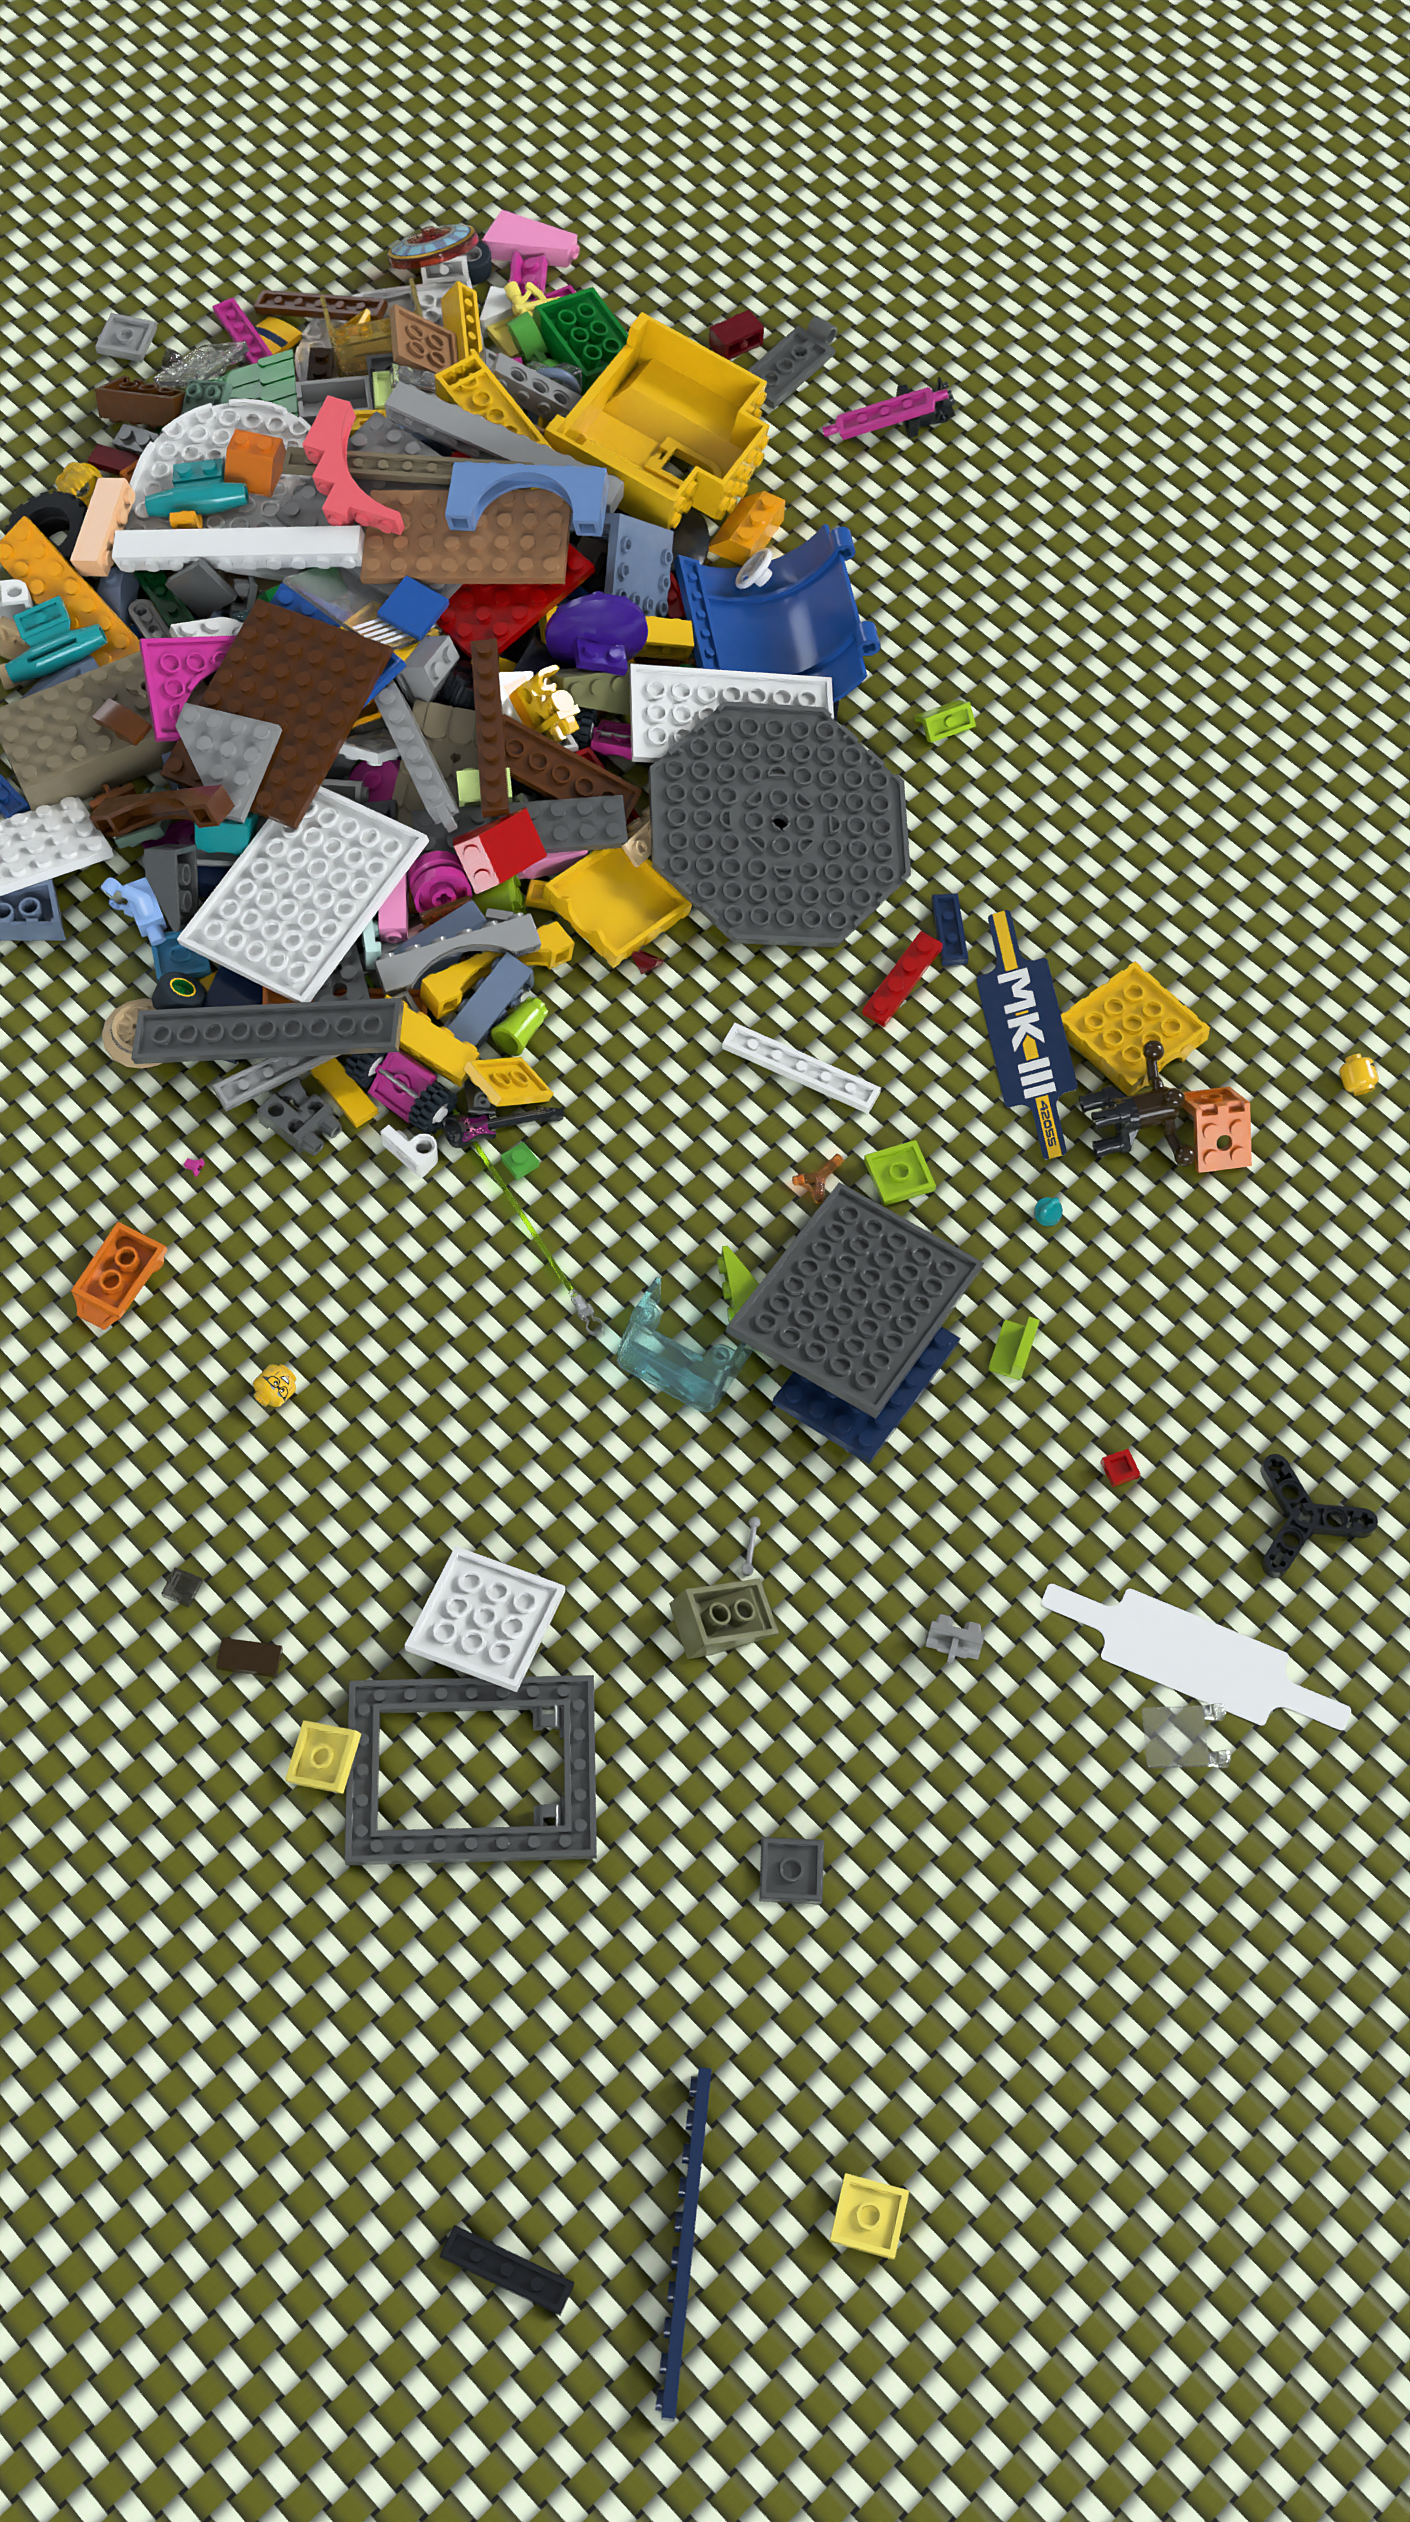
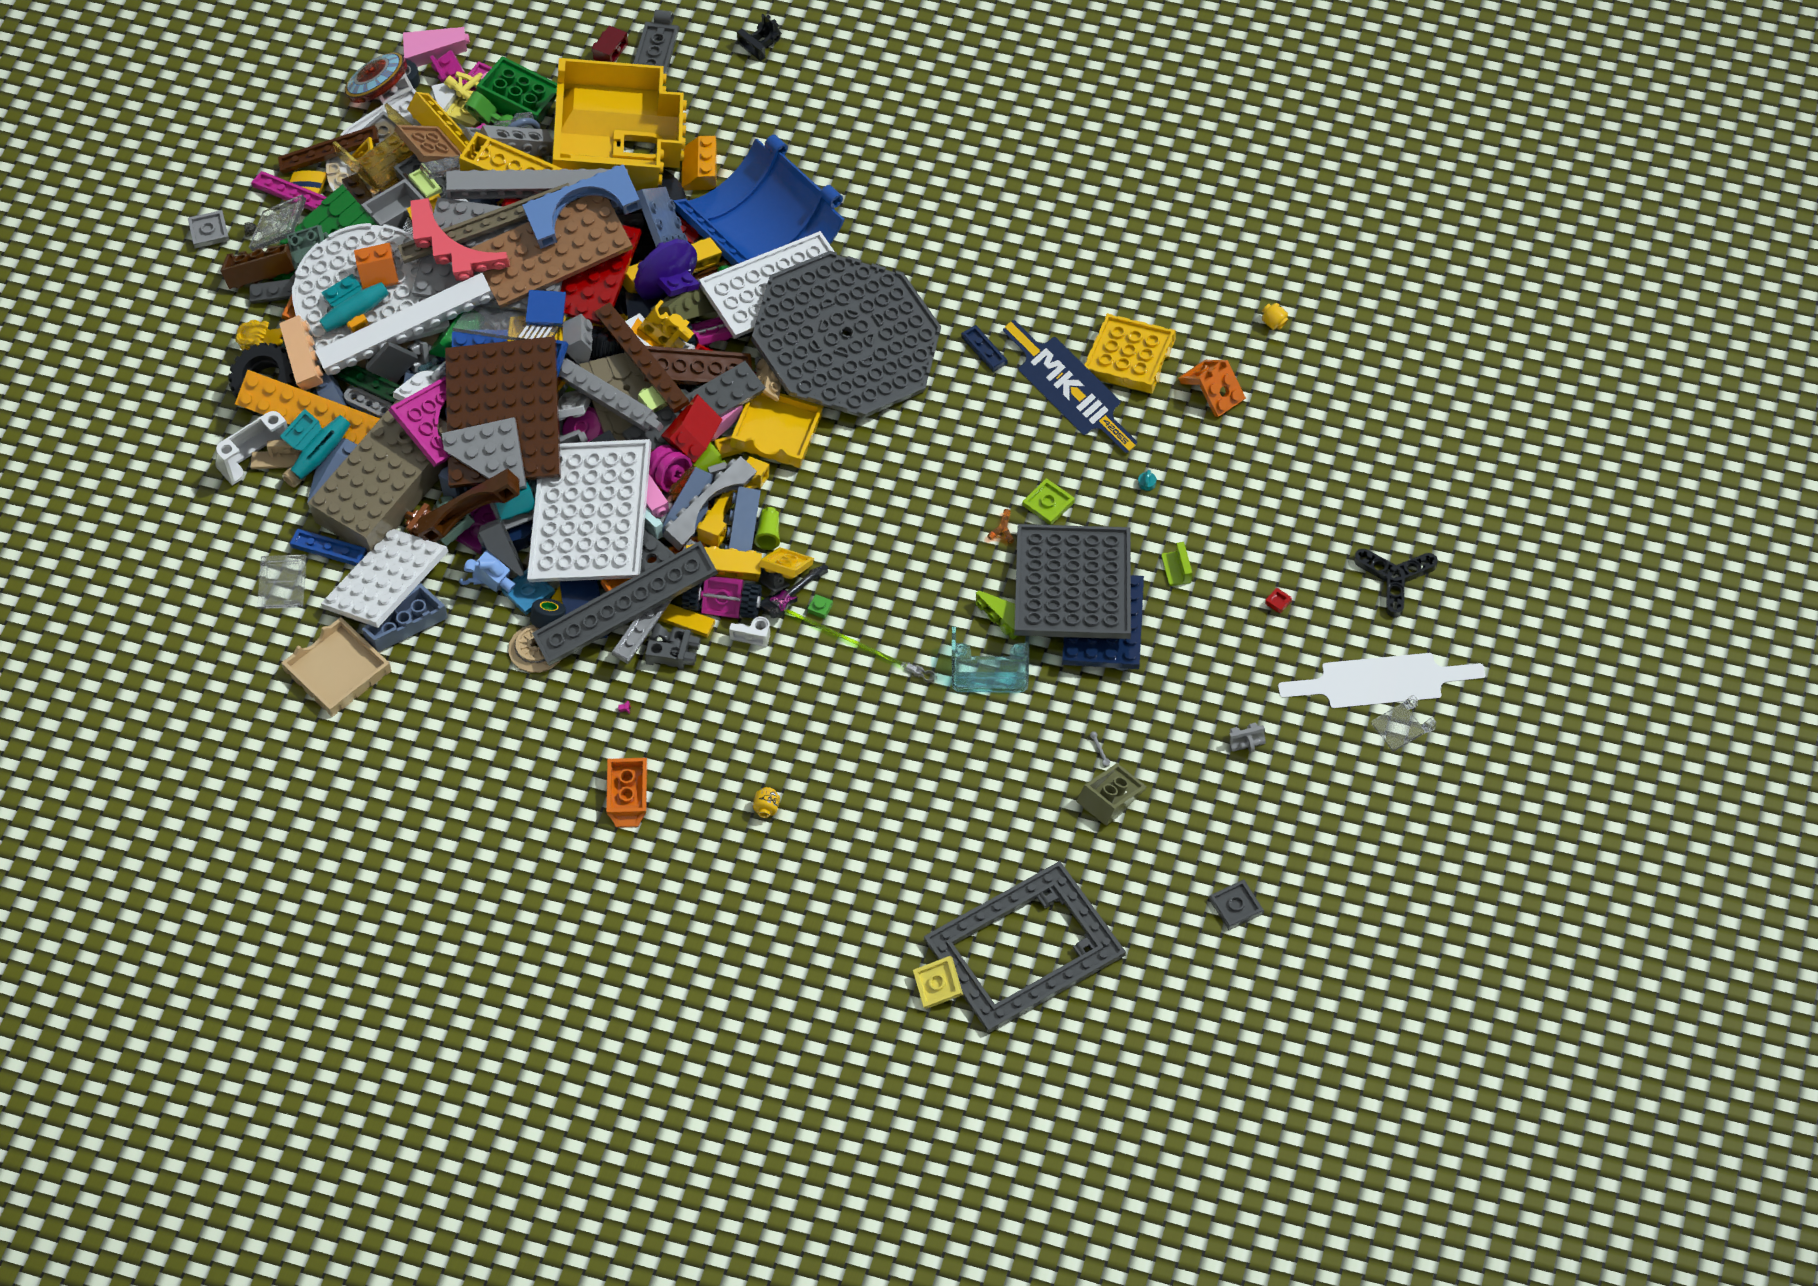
camera: 25 degrees left, 5 degrees down
(111, 459) = (259, 311): dark red tile -> none
(123, 721) = (408, 464): reddish brown slope -> none
(182, 1587) = (789, 940): clear smoke tile -> none
(249, 1657) = (855, 955): dark brown tile -> none
(485, 1618) = (978, 862): white plate -> none
(507, 2270) = (1218, 1183): black tile -> none
(646, 961) = (816, 455): dark red slope -> none
(682, 2256) = (1307, 1120): dark blue plate -> none
(756, 569) = (728, 187): white piece -> none
(801, 1068) = (951, 470): white plate -> none
(869, 2216) = (1392, 1050): light yellow plate -> none
(885, 413) = (741, 52): dark pink plate -> none
(902, 979) = (976, 390): red plate -> none
(946, 720) = (901, 224): lime panel -> none
(1139, 1112) = (1166, 397): wheel -> none

